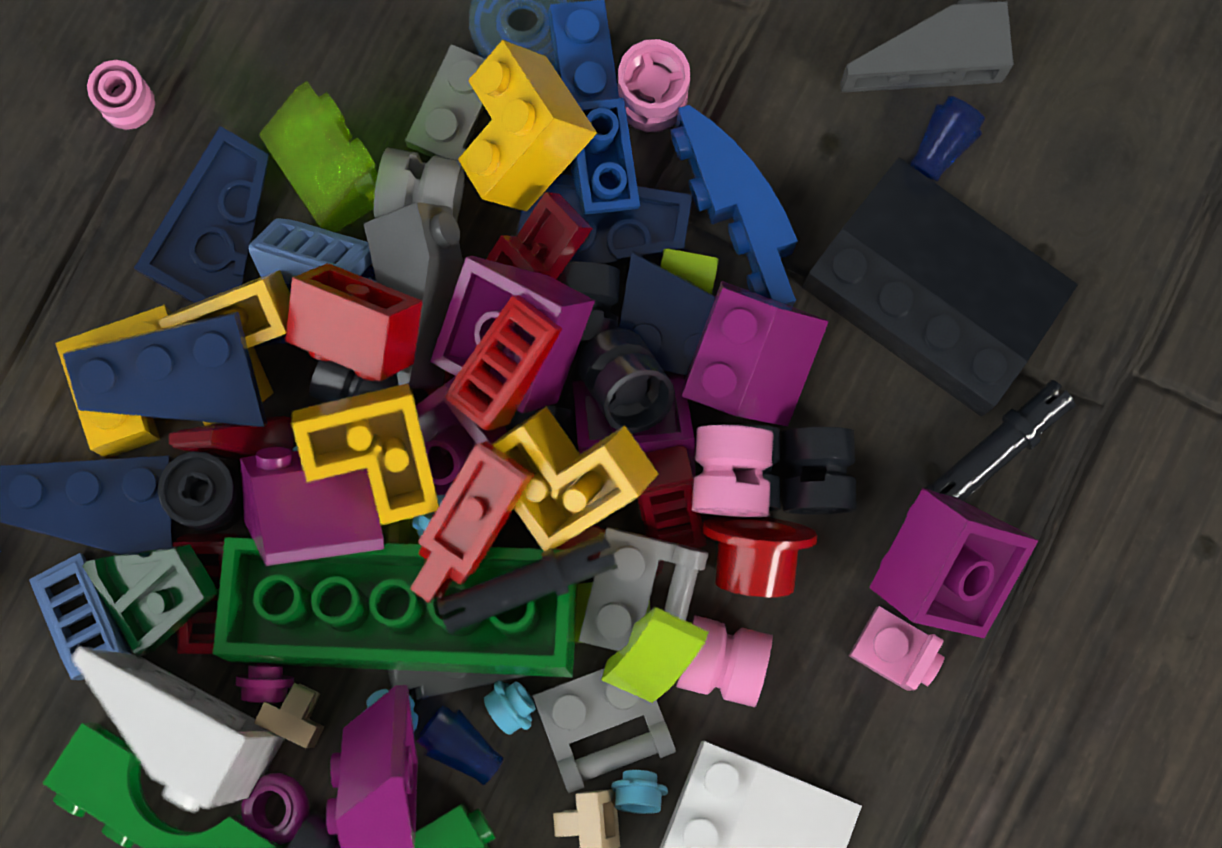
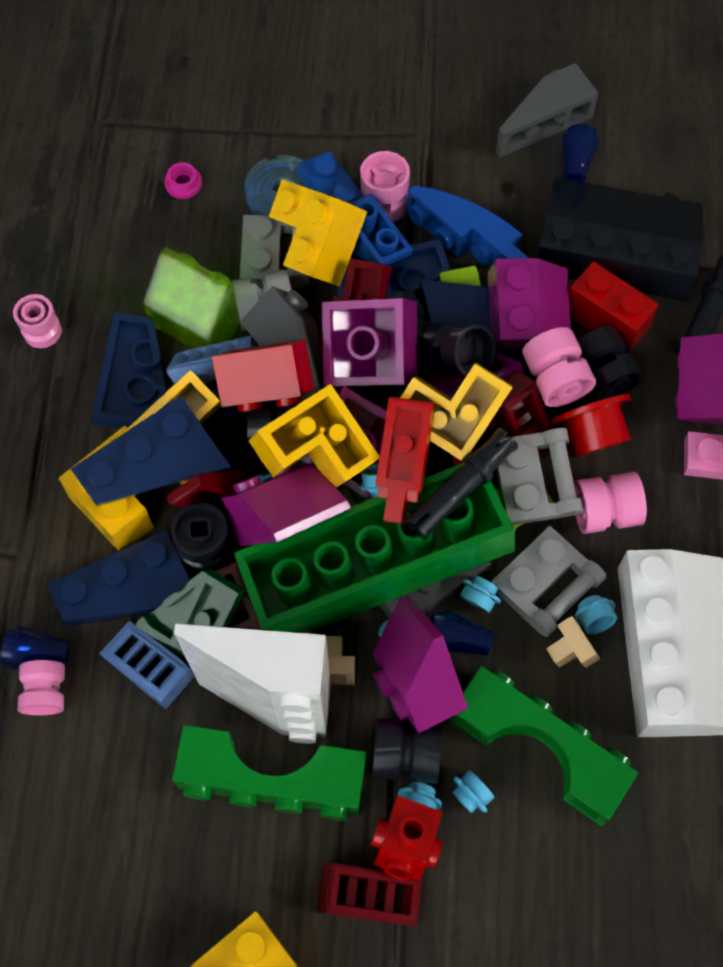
camera: 20 degrees left, 15 degrees down
(296, 807) = (342, 715): magenta piece -> none
(482, 394) = (392, 369): red slope -> none
(655, 655) = (567, 506): lime slope -> none
(866, 392) = (604, 300): none -> red brick

